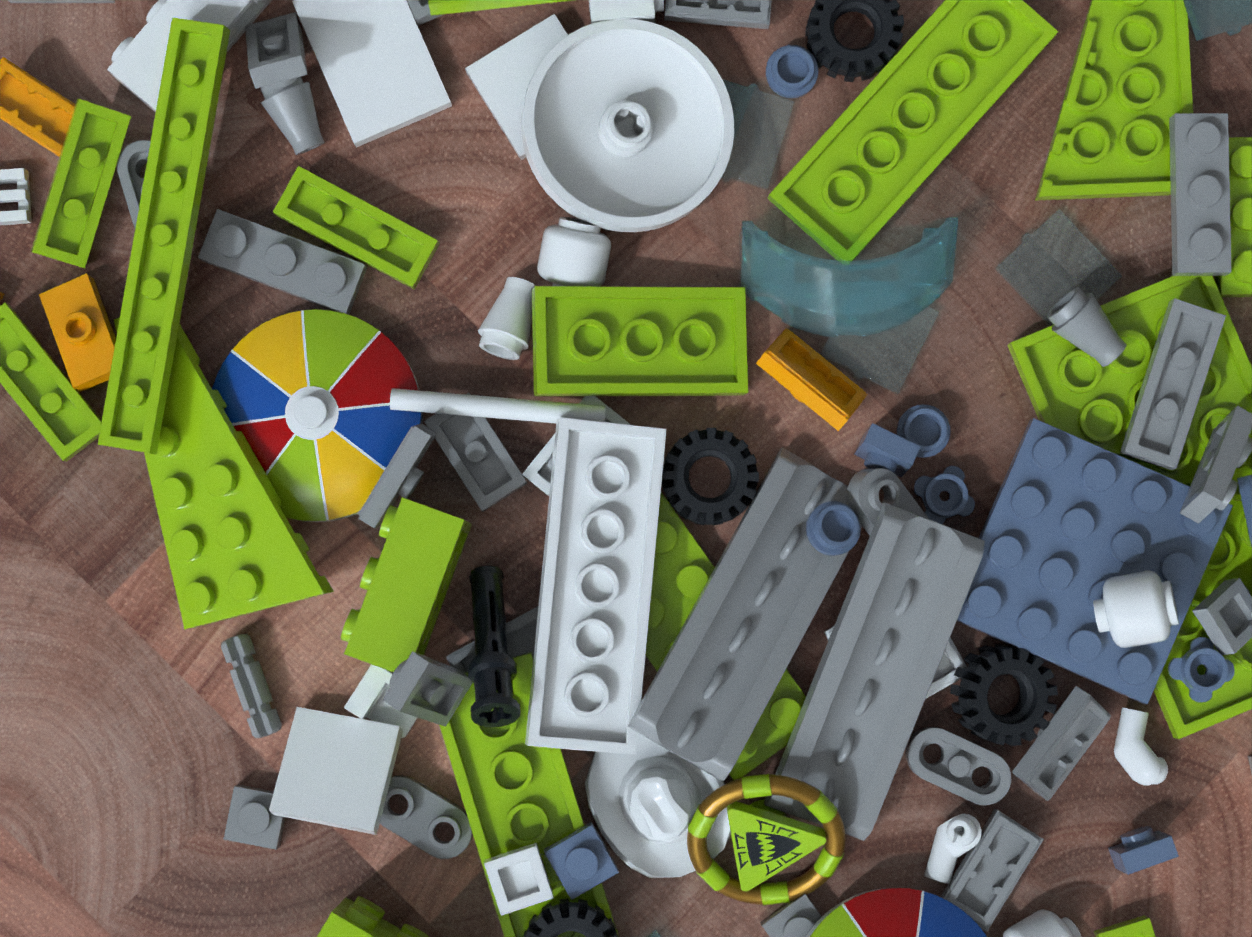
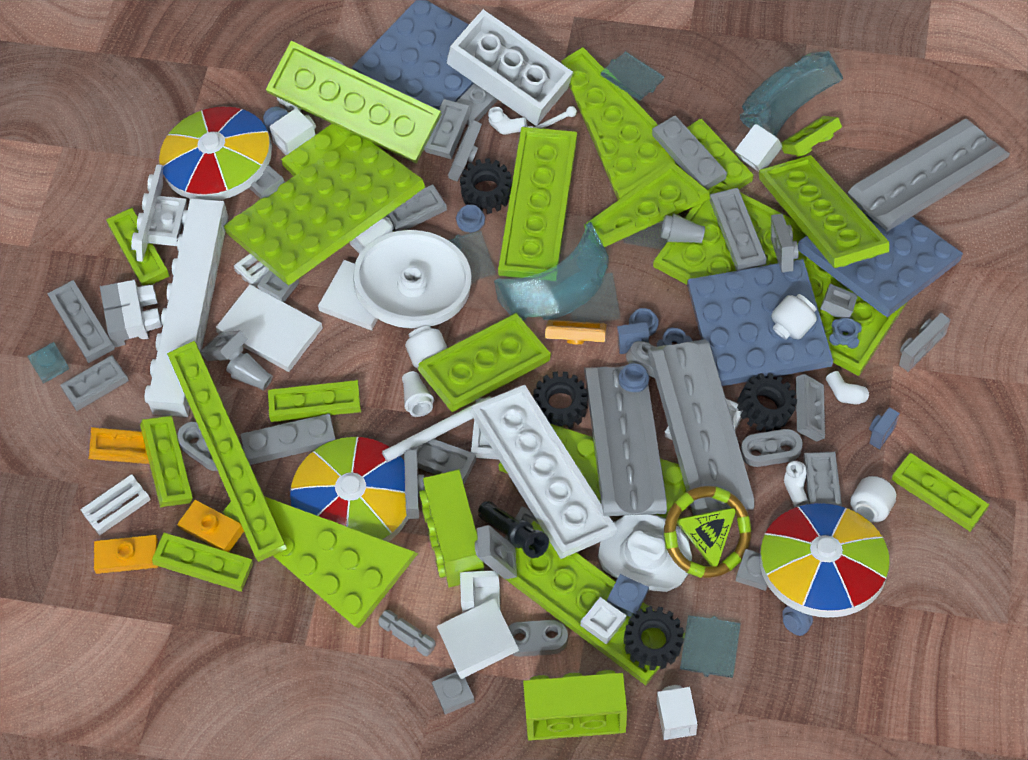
camera: 30 degrees left, 25 degrees down
(1082, 238) = (662, 194): none -> lime wing

